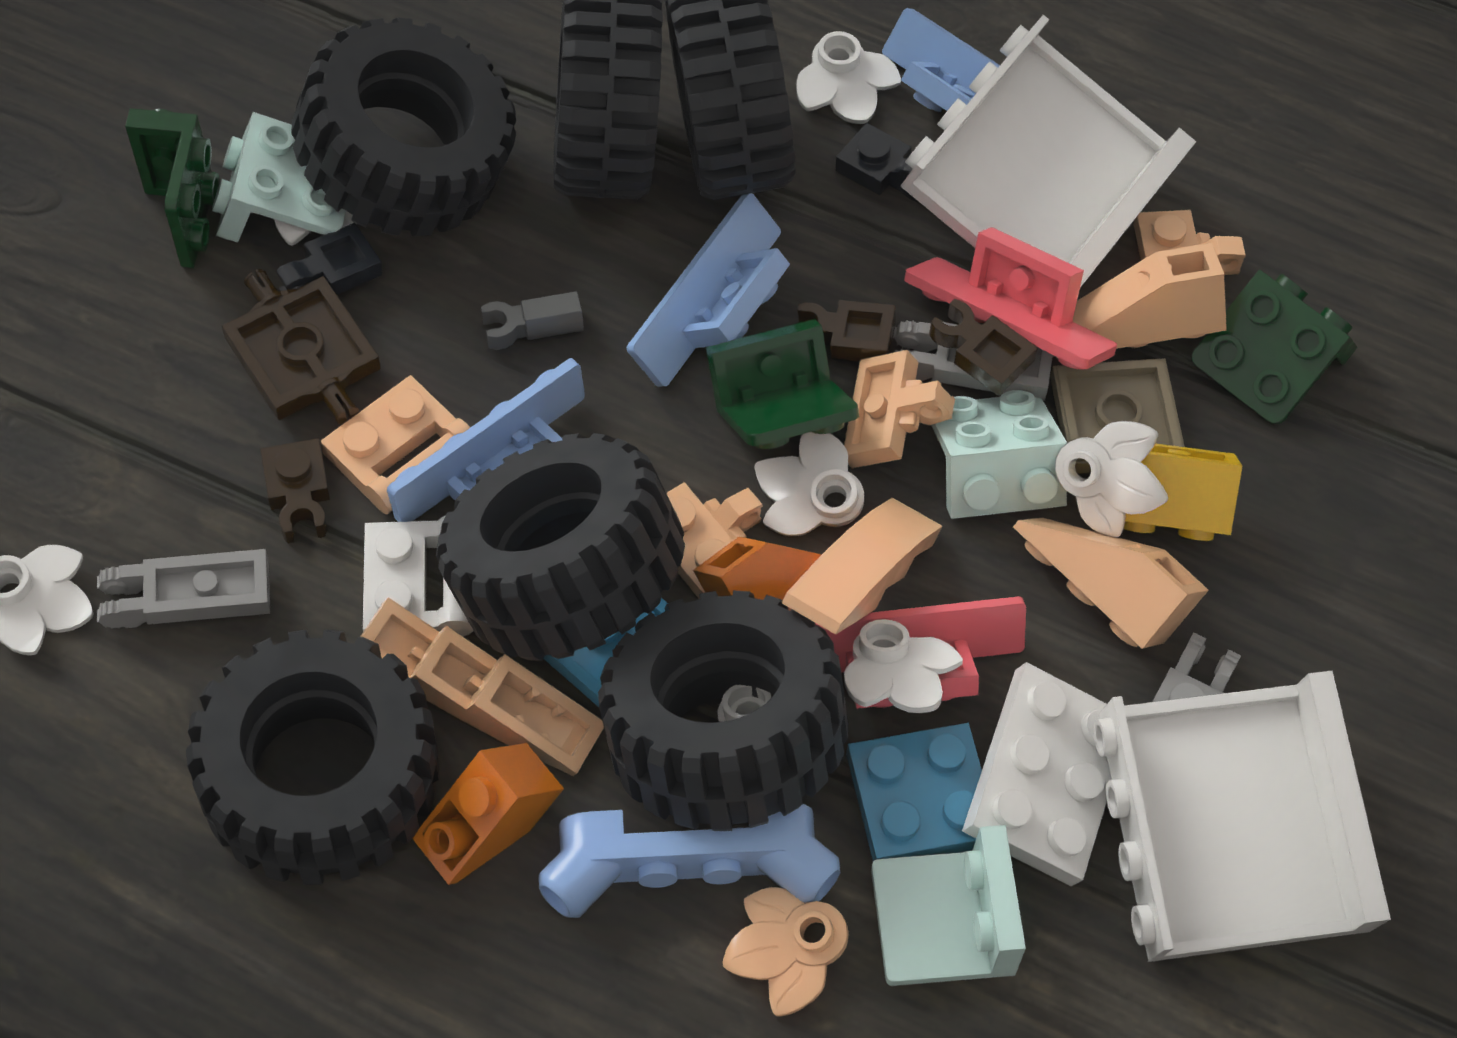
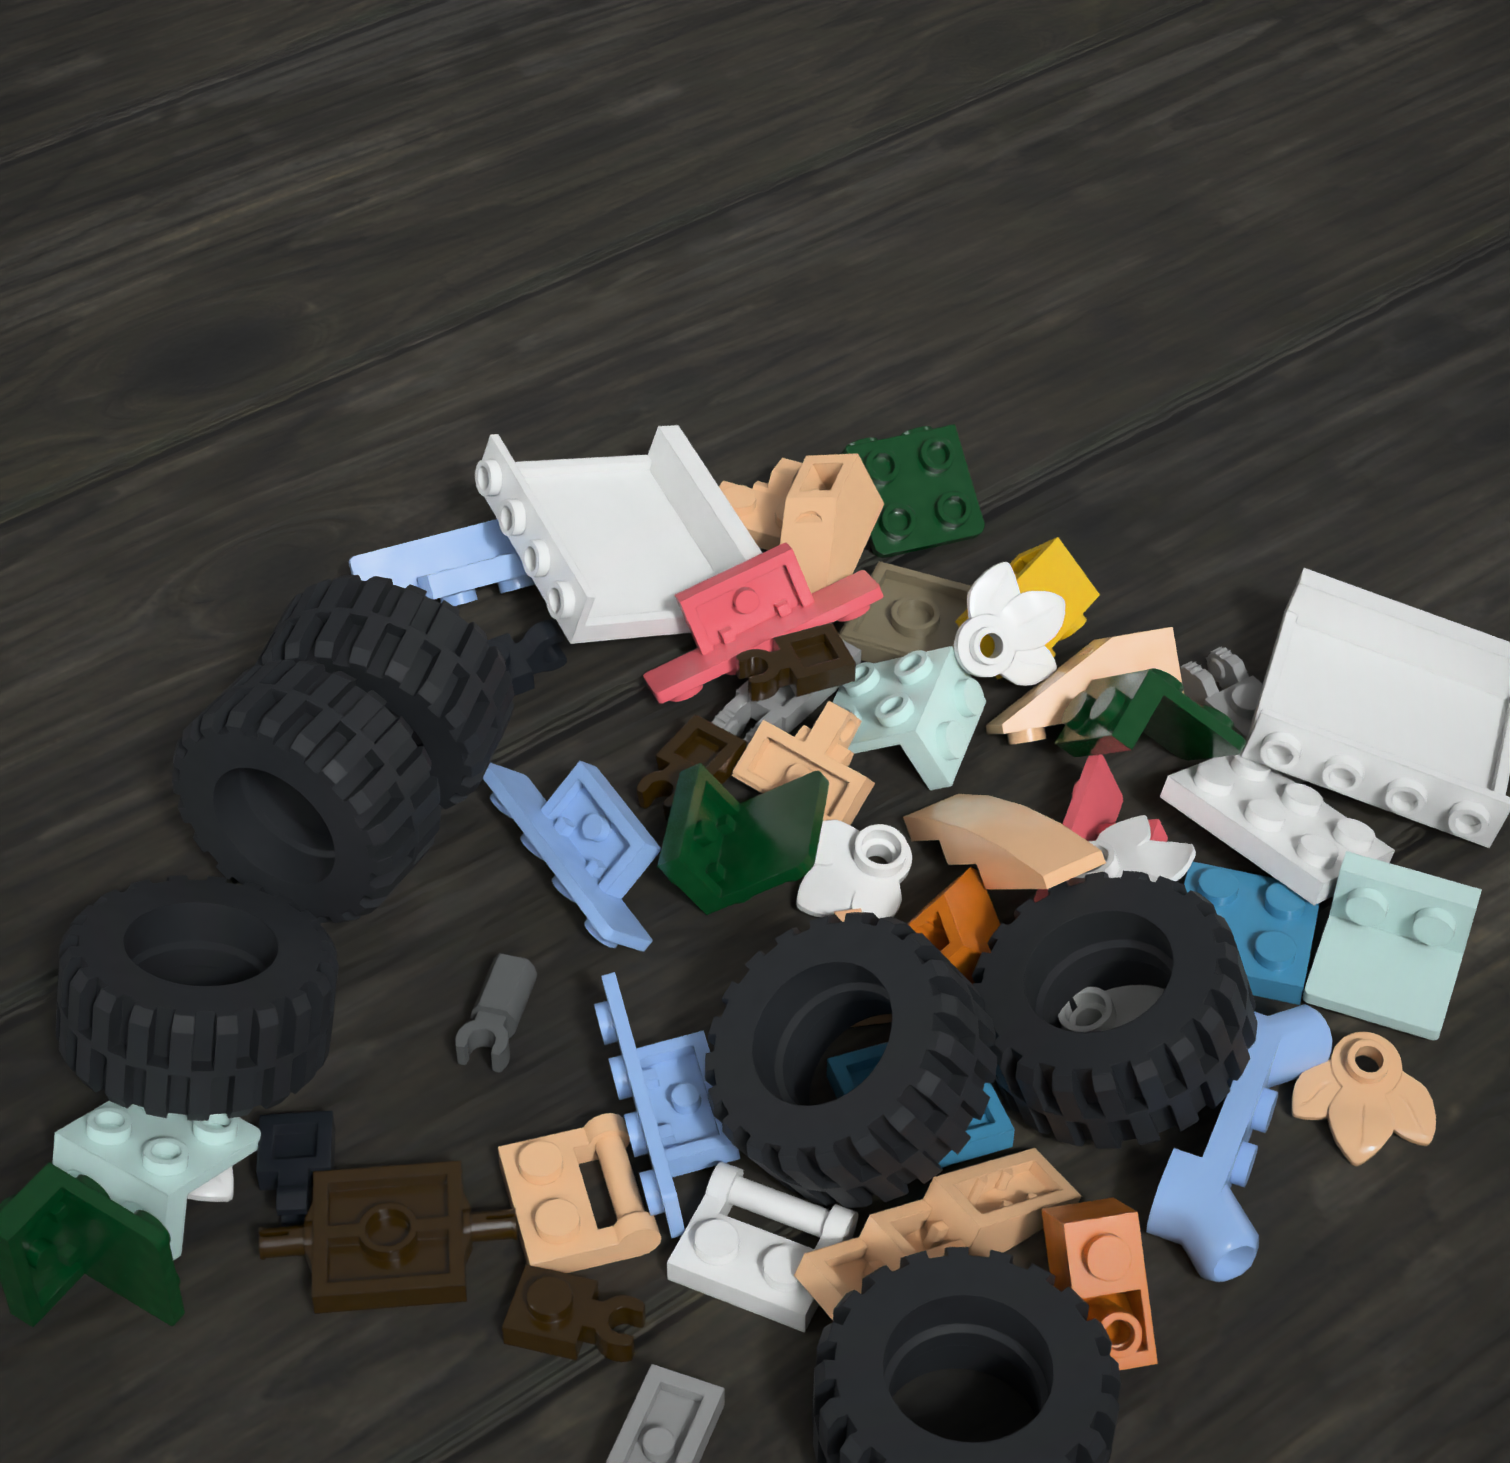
camera: 60 degrees left, 15 degrees down
(1082, 606) = (1149, 701): none -> dark green bracket

